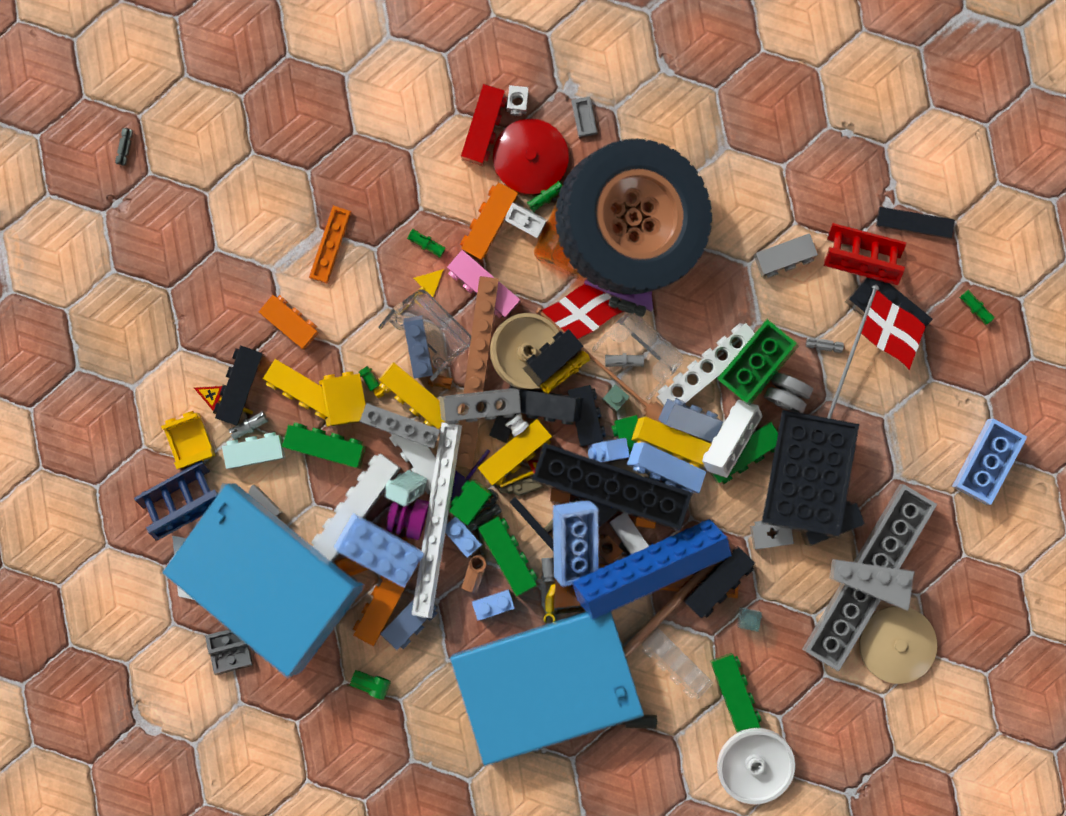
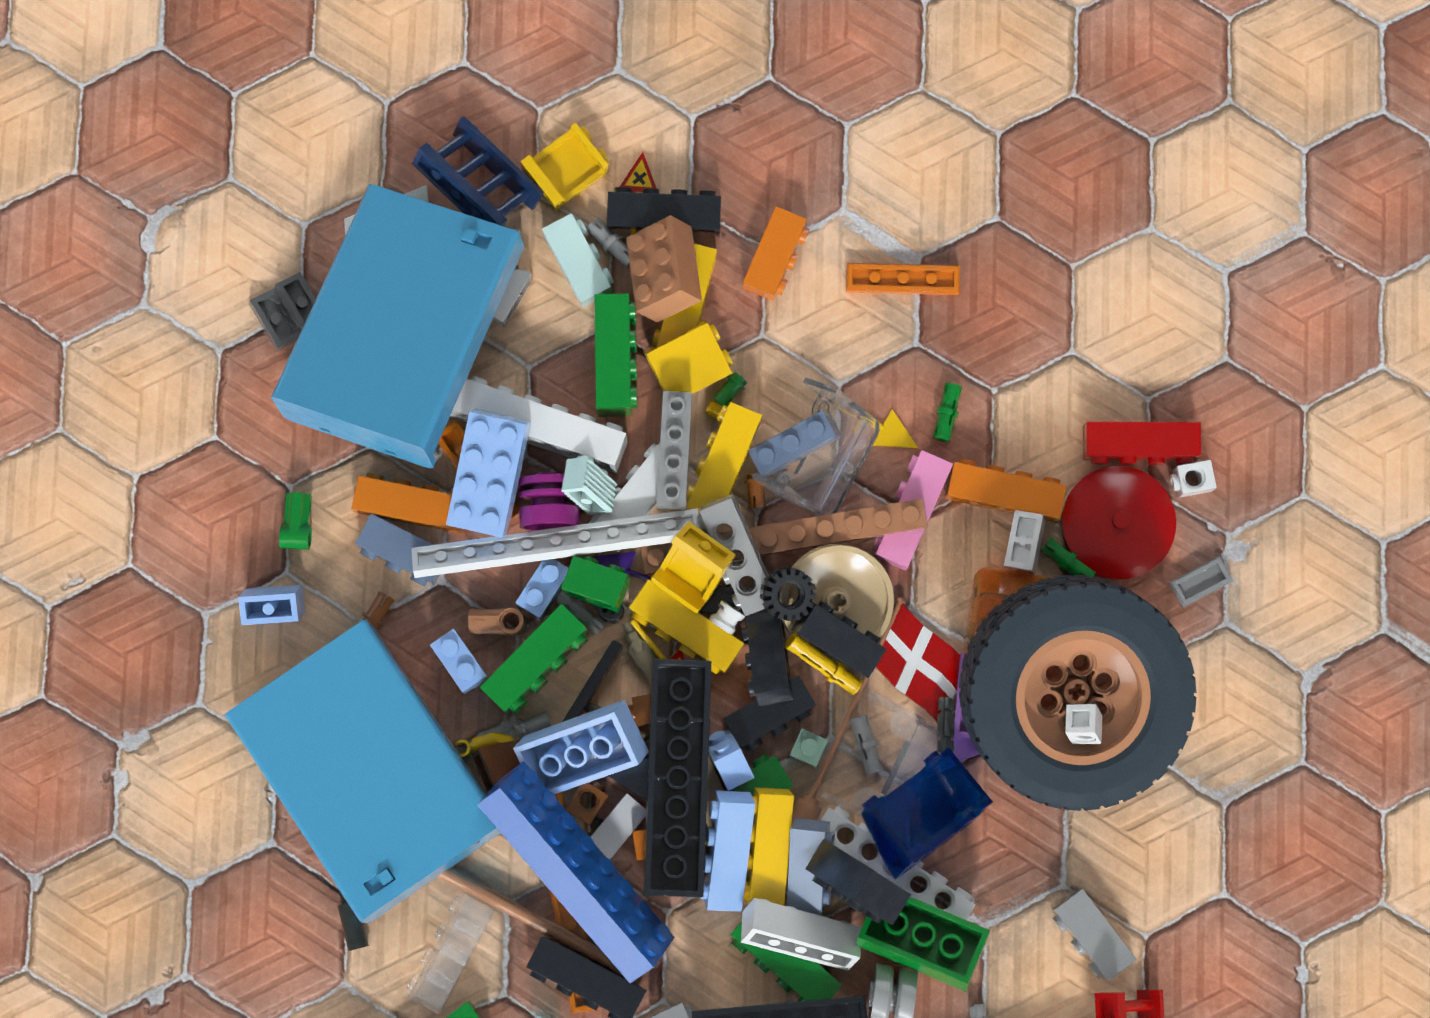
camera: 75 degrees right, 5 degrees down
(278, 396) = (664, 269): none -> nougat brick
(420, 715) = (271, 605): none -> light blue brick
(444, 648) = (377, 612): none -> dark orange pin
(479, 436) = (693, 567): none -> yellow panel
(525, 375) = (772, 587): none -> black tyre
(656, 218) = (1083, 724): none -> white brick
(679, 337) = (924, 812): none -> clear blue windscreen
(713, 392) = (857, 883): none -> black brick

